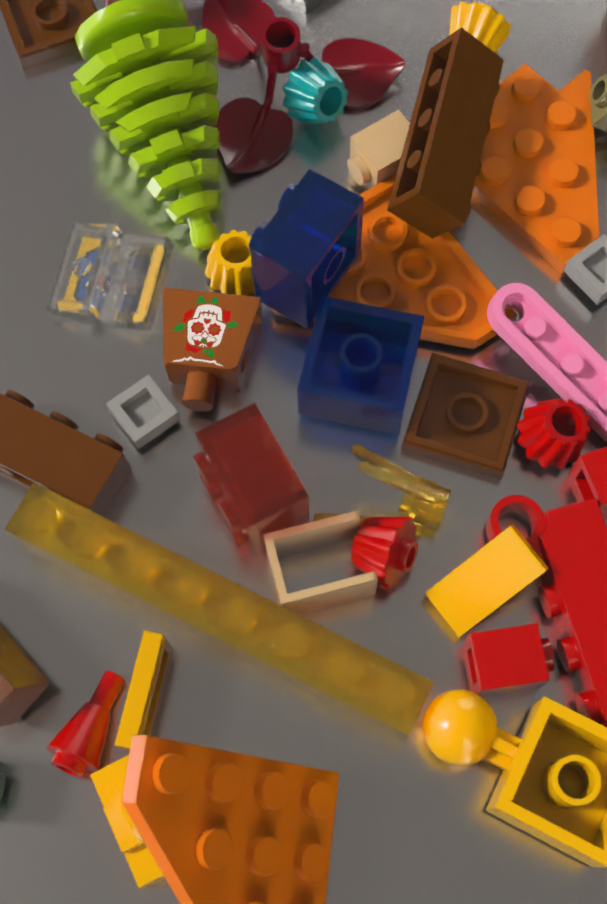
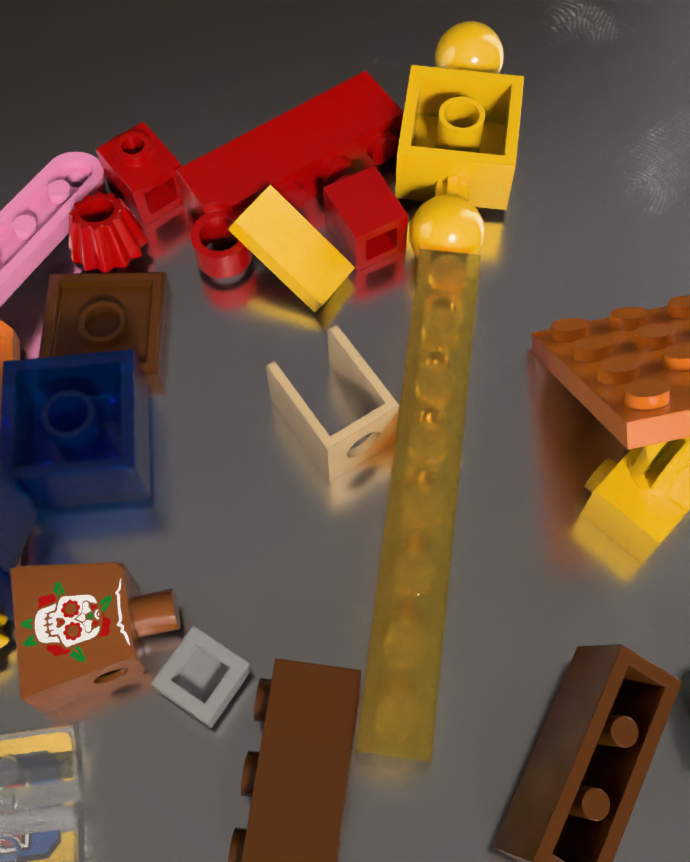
camera: 110 degrees left, 5 degrees down
(82, 739) = (615, 587): red cone -> none
(144, 689) = (543, 536): yellow tile -> none
(251, 476) = (263, 488): clear red brick -> none
(385, 547) = (292, 344): red piece -> none
(421, 497) = (222, 340): clear yellow plant -> none

